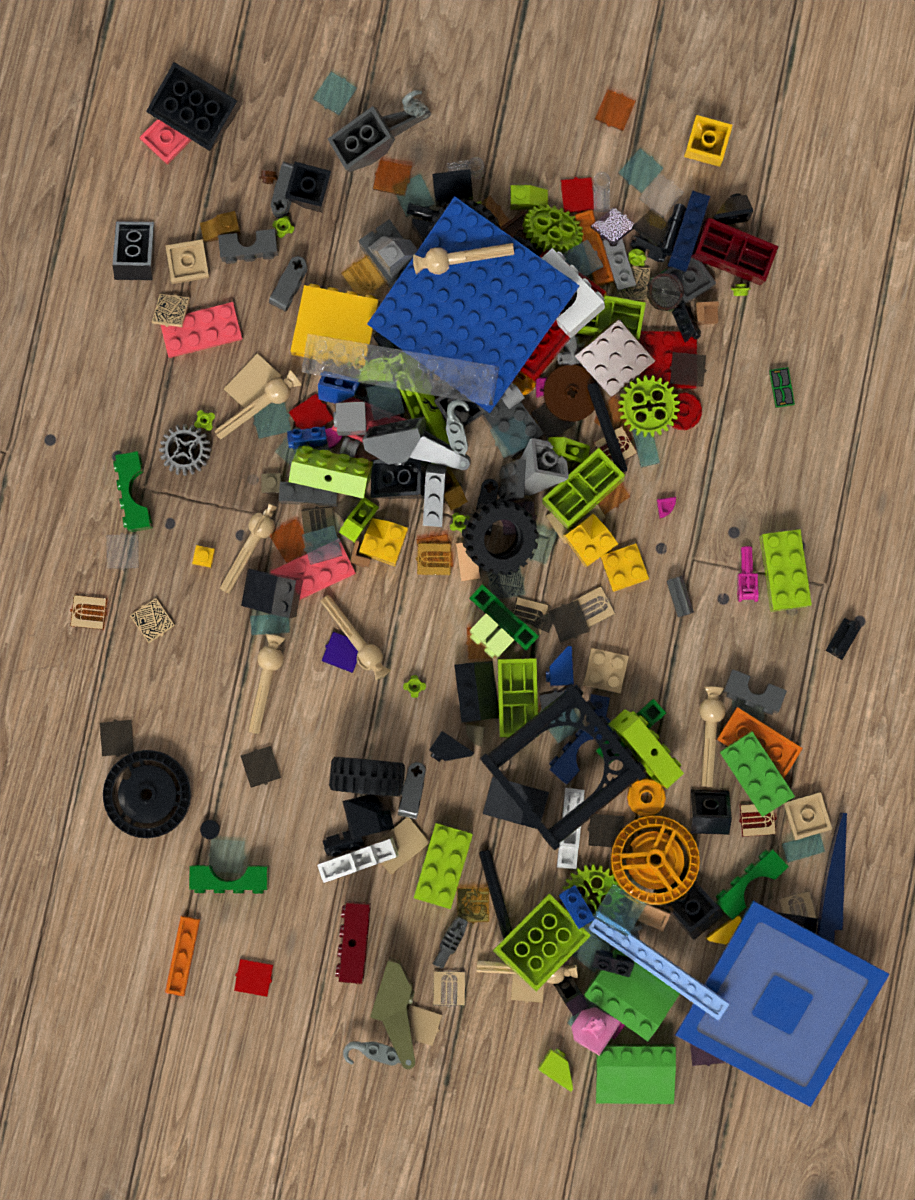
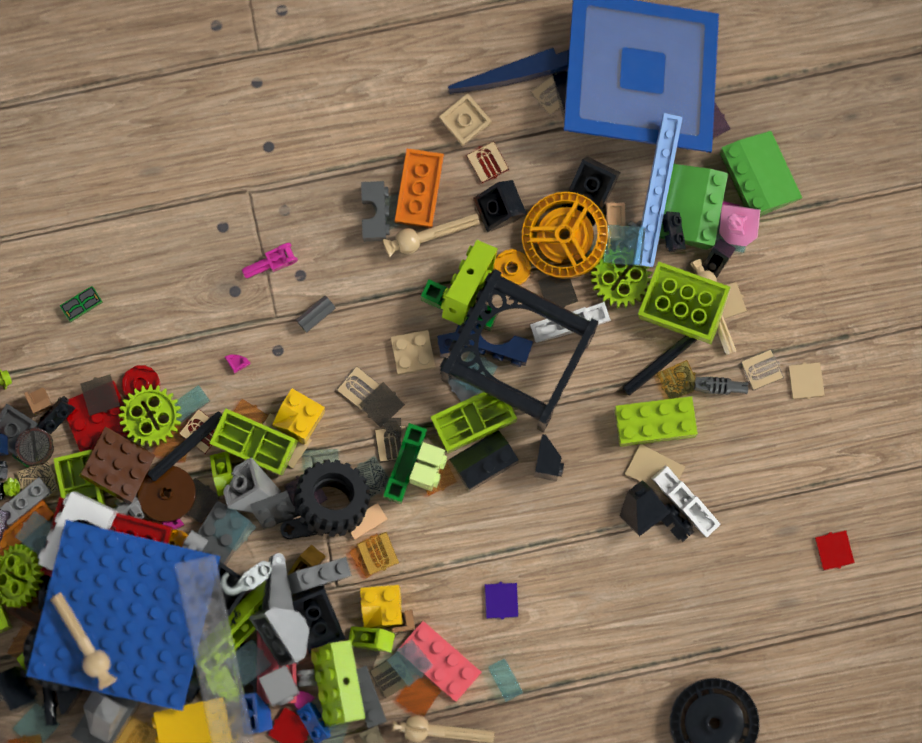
camera: 115 degrees left, 5 degrees down
(182, 955) = (845, 624): orange tile -> none
(204, 878) = (746, 588): green arch -> none
(210, 829) = (720, 650): black tile -> none
(227, 856) = (736, 624): clear light blue piece -> none
(260, 766) = (641, 629): clear smoke piece -> none
(270, 660) = (539, 663): tan piece -> none
(272, 593) = (476, 690): black slope -> none
(353, 956) = (773, 467): dark red brick -> none
(367, 776) = (607, 522): black tyre -> none
(368, 656) = (496, 573): tan piece -> none
(392, 1010) = (804, 411): olive slope -> none
(412, 792) = (601, 479): dark grey piece -> none
(414, 681) = (508, 516): lime plate -> none
(456, 518) = (338, 545): lime plate -> none
(475, 734) = (522, 445): dark tan tile -> none
(502, 806) = (577, 392): black slope -> none
(557, 1068) = (788, 243): lime slope -> none
(561, 670) = (429, 392): blue slope -> none
(576, 907) = (638, 284): blue hinge -> none
(586, 951) = (675, 259): clear light blue piece -> none
(624, 567) = (310, 375): yellow plate -> none
(724, 932) = (599, 146): yellow slope -> none
(732, 899) = (568, 154): green arch -> none
(757, 773) = (447, 178): bright green plate -> none
(785, 570) = (251, 229): lime brick -> none
(803, 848) = (496, 112): clear light blue tile -> none
(843, 638) = (291, 154): black hinge -> none

